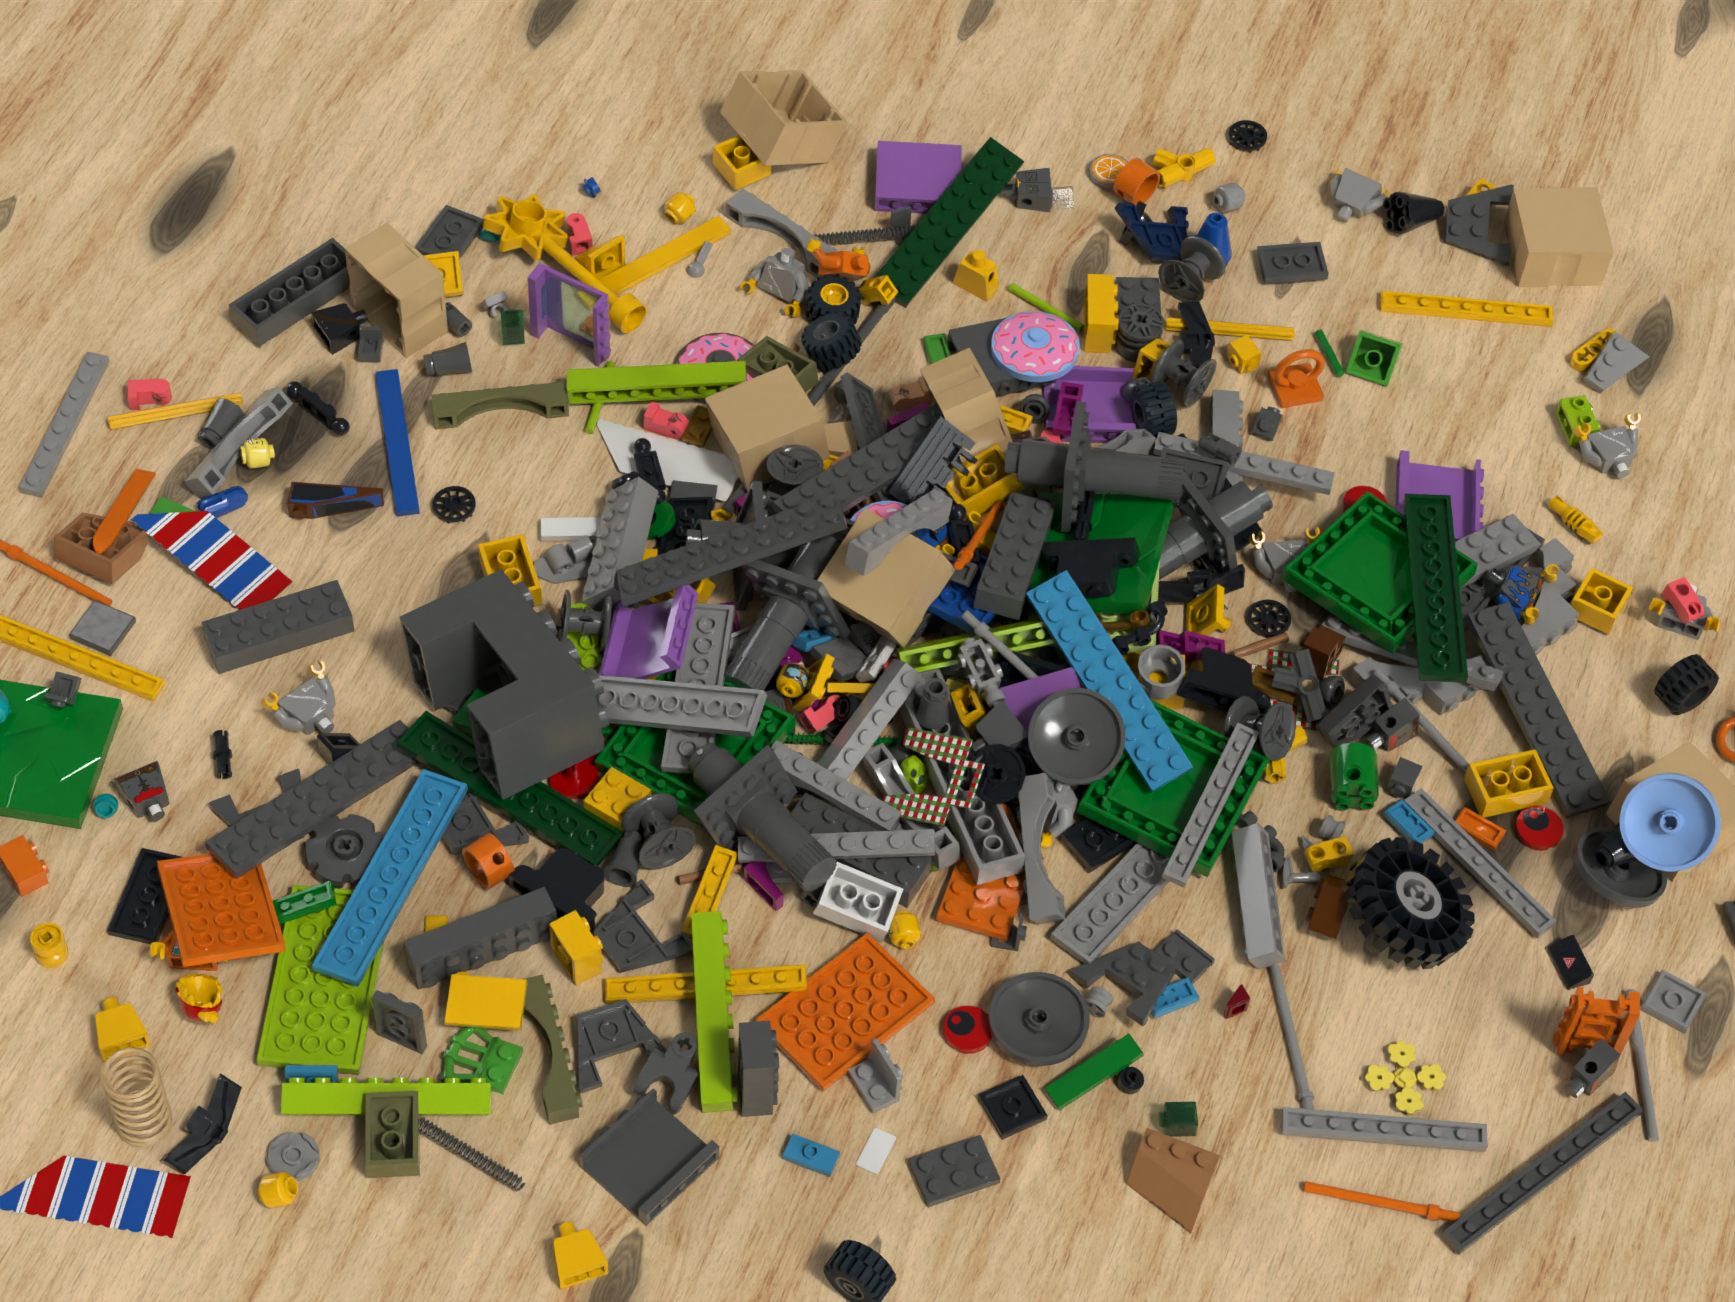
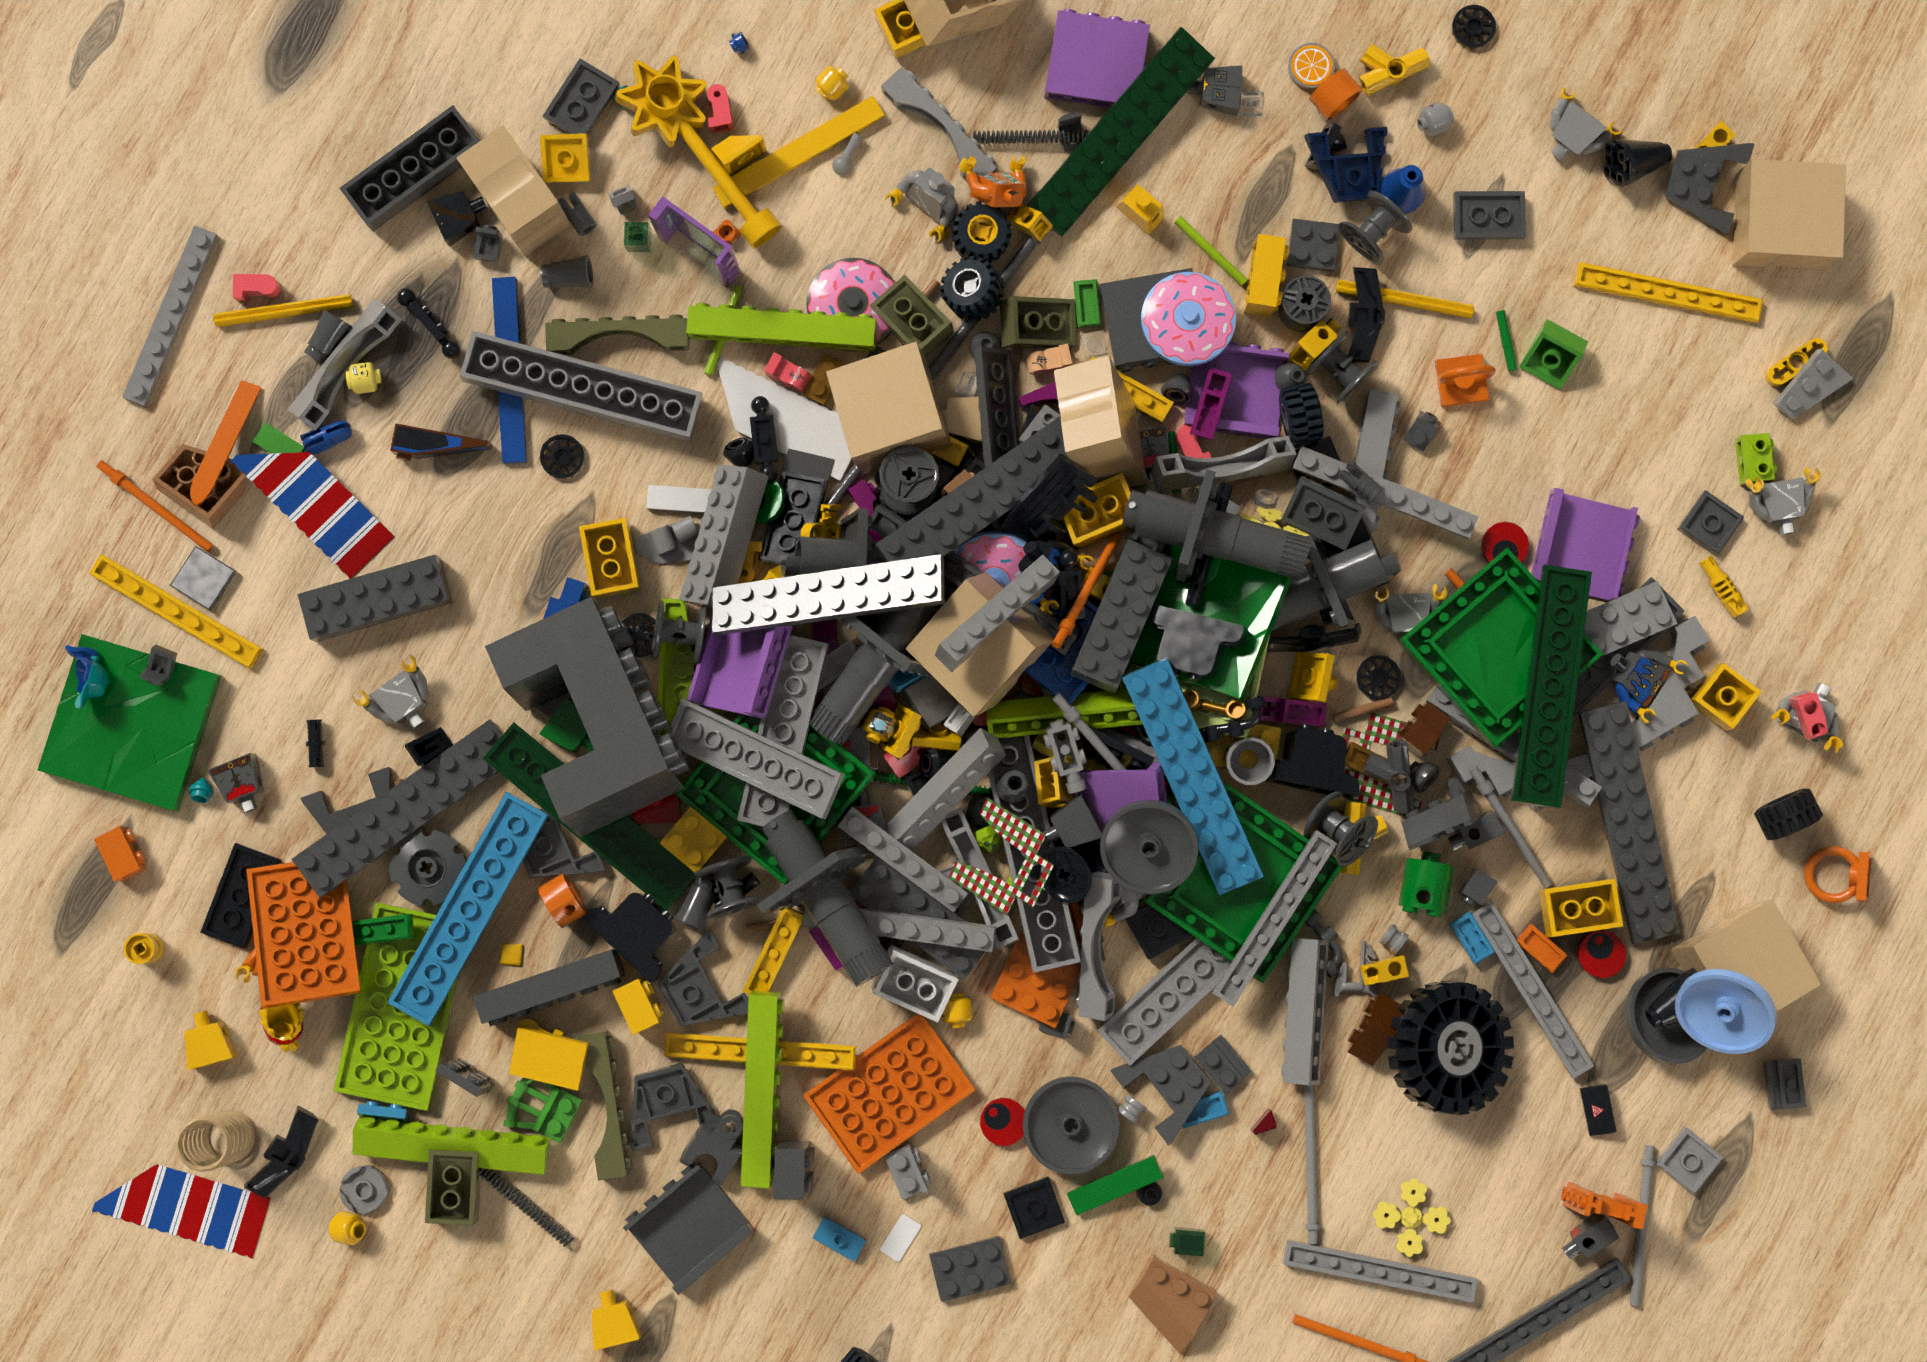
camera: 10 degrees right, 30 degrees up
(470, 440) = (581, 386): none -> light grey brick
(890, 364) = (1037, 322): none -> olive slope
(1243, 354) = (1412, 339): yellow brick -> none
(1550, 474) = (1710, 522): none -> dark grey tile

